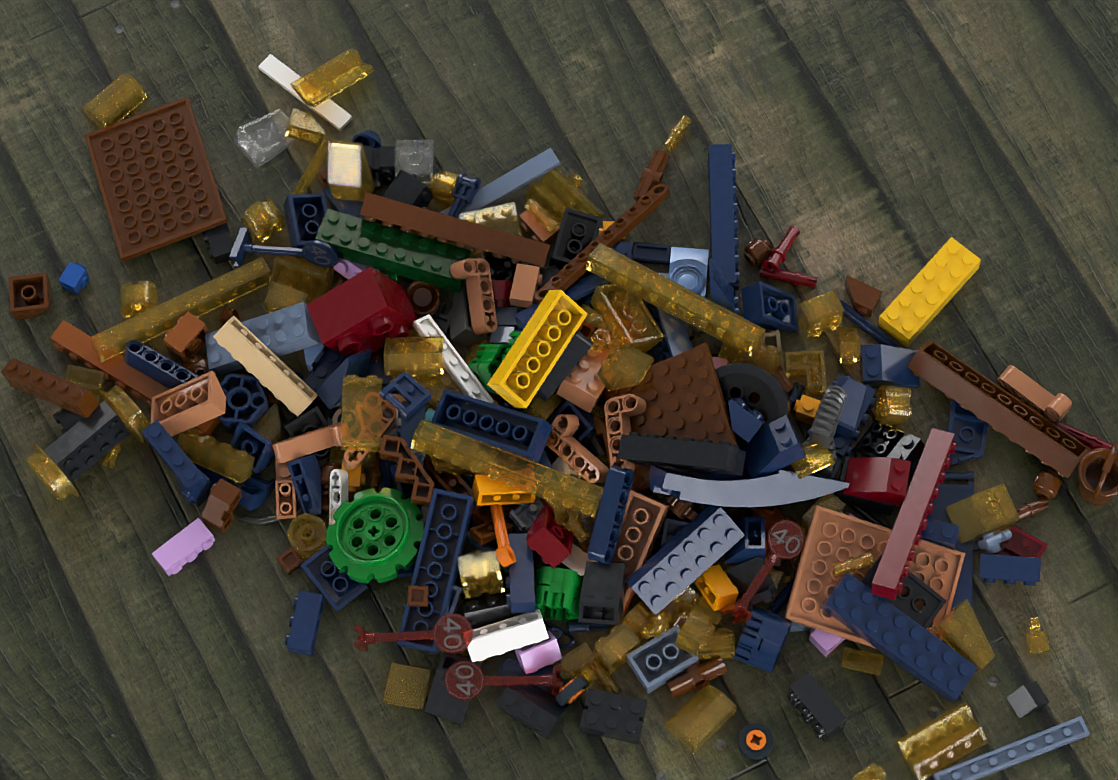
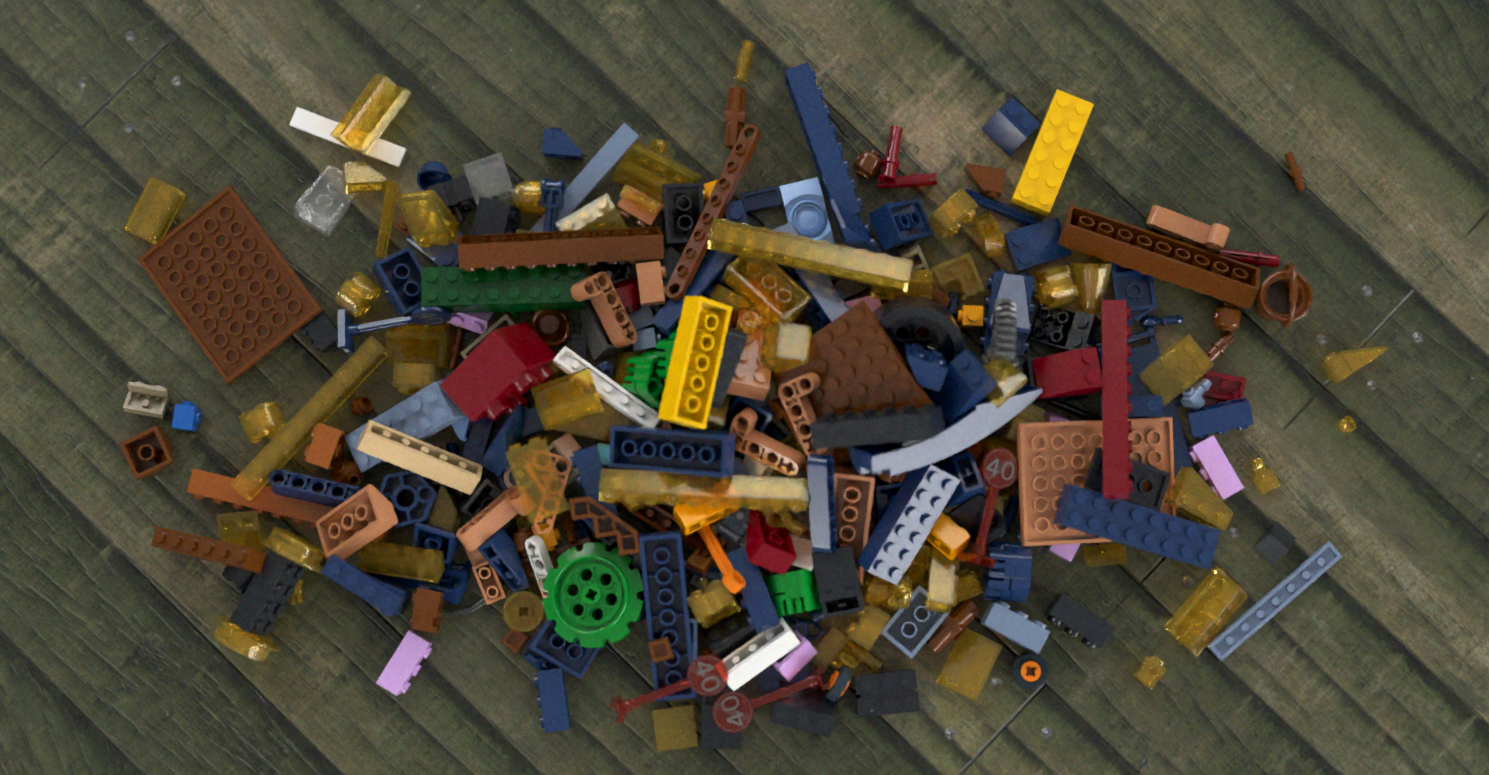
camera: 20 degrees left, 15 degrees up
(46, 252) = (146, 399): none -> dark tan bracket
(303, 585) = (537, 662): none -> dark blue arm
(409, 390) = (578, 441): dark blue plate -> none
(460, 348) = (606, 368): none -> dark blue axle
(487, 153) = (559, 145): none -> dark blue slope
(754, 692) = (1015, 626): none -> sand blue brick
(853, 564) = (1072, 471): clear yellow pin -> none
(899, 258) = (1011, 126): none -> dark blue slope
(928, 412) = (1091, 283): none -> clear yellow cone
(976, 467) = (1152, 321): none -> dark blue piece
(992, 613) = (1215, 467): none -> lavender brick

